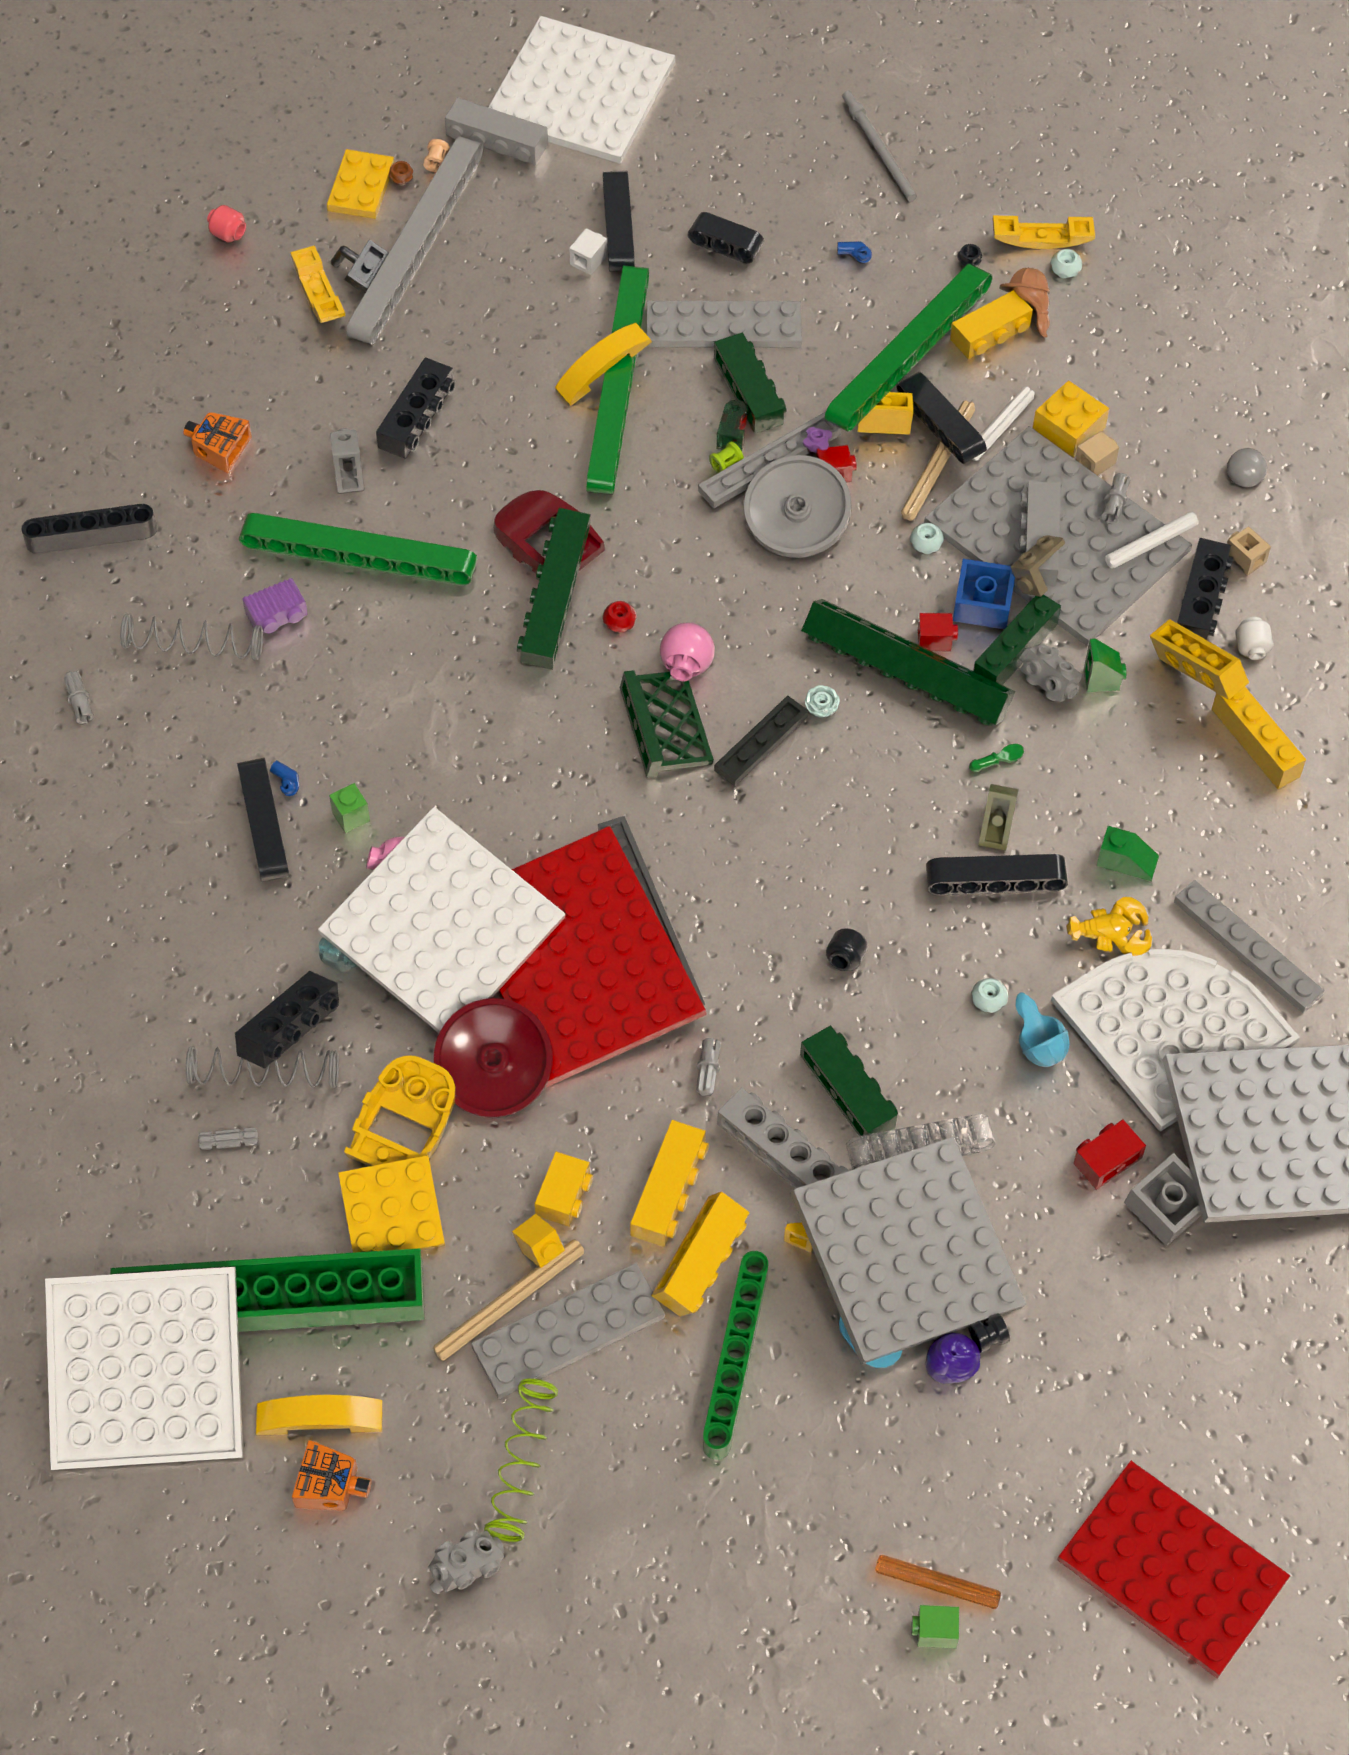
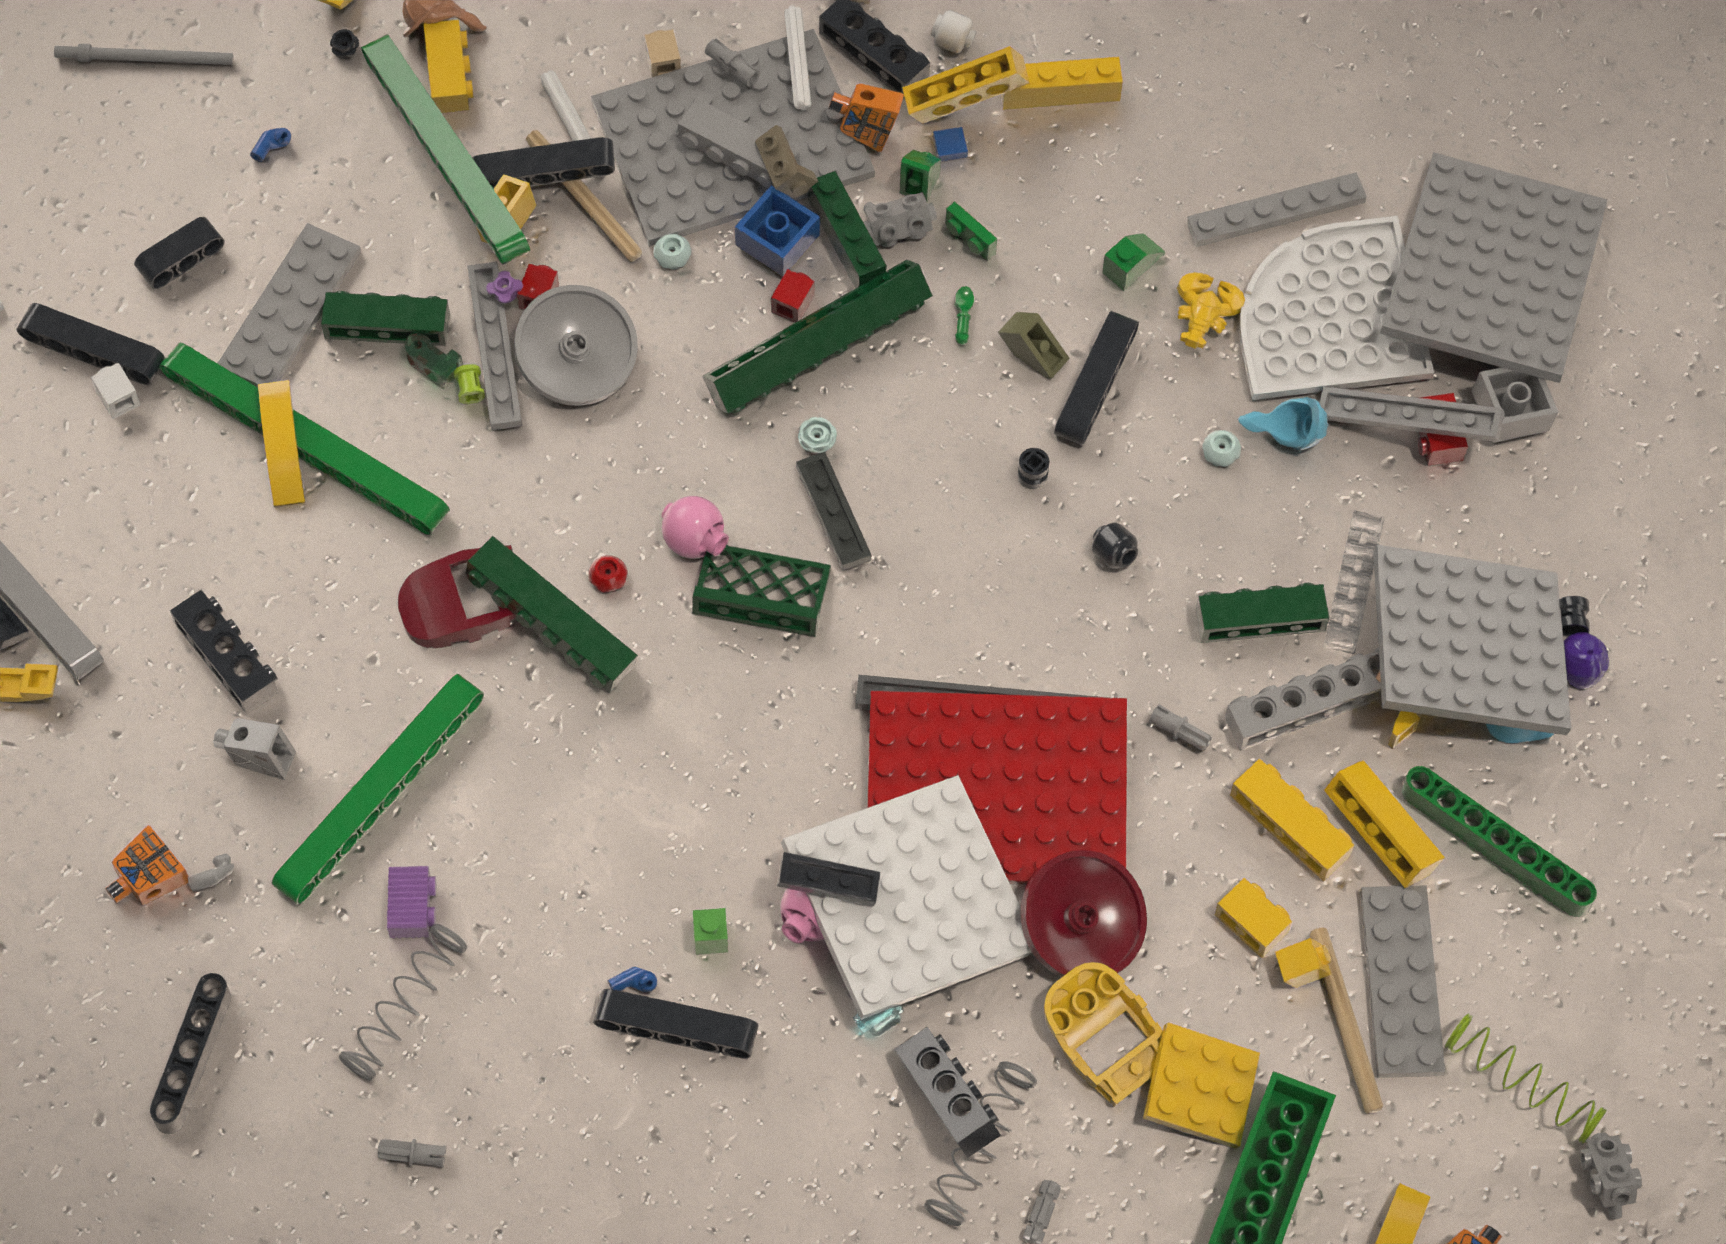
camera: 65 degrees left, 5 degrees up
(232, 480) = (213, 876): none -> light grey arm
(414, 850) = (828, 879): none -> black tile
(883, 862) = (1031, 475): none -> black wheel
(1070, 418) = (607, 54): yellow brick -> none
(1076, 719) = (976, 236): none -> green plate
(1100, 1117) = (1412, 413): none -> light grey plate
(1128, 606) = (868, 114): none -> orange torso
(1150, 683) = (950, 144): none -> blue tile

